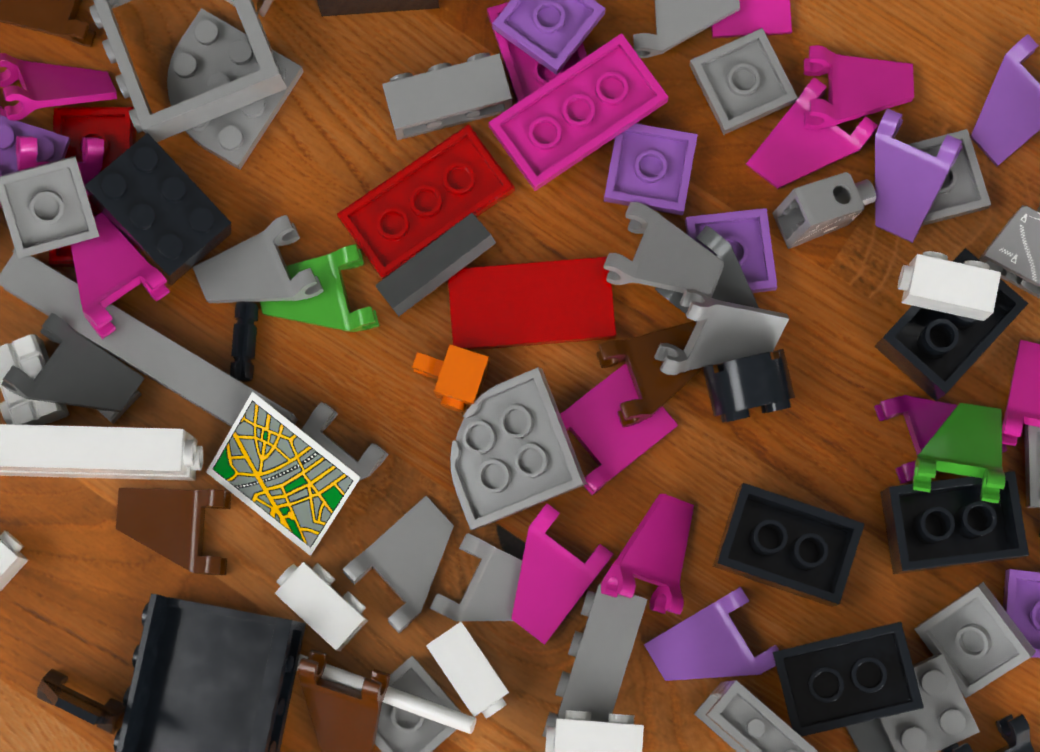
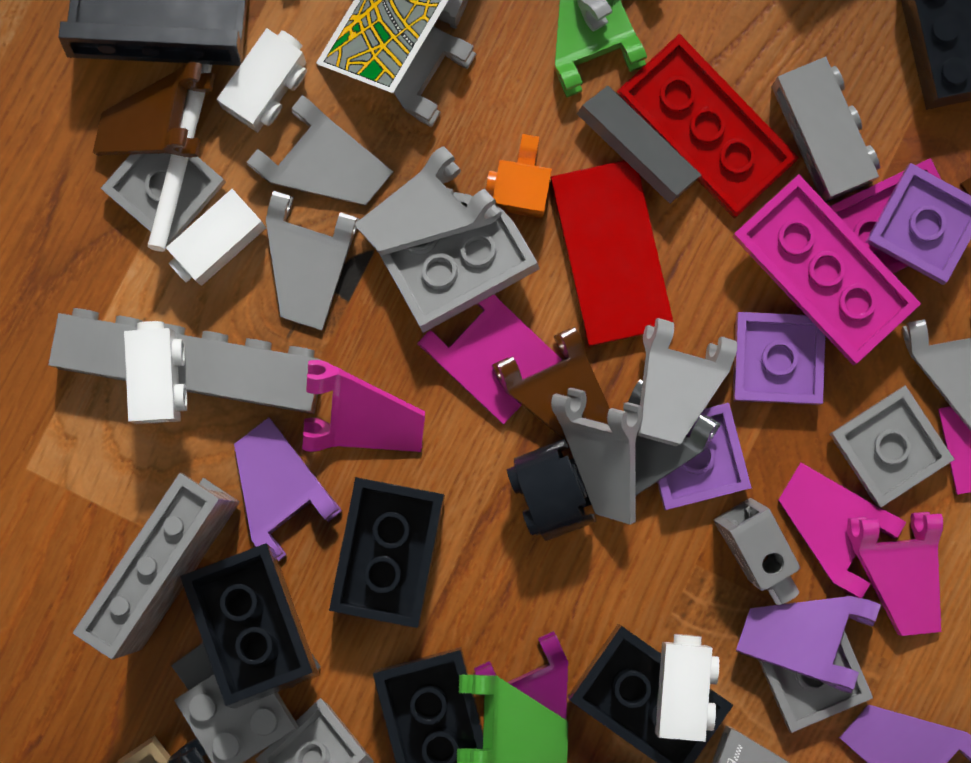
camera: 80 degrees right, 5 degrees up
(471, 467) = (426, 209): none -> light grey flag
(551, 579) = (322, 311): dark pink flag -> none

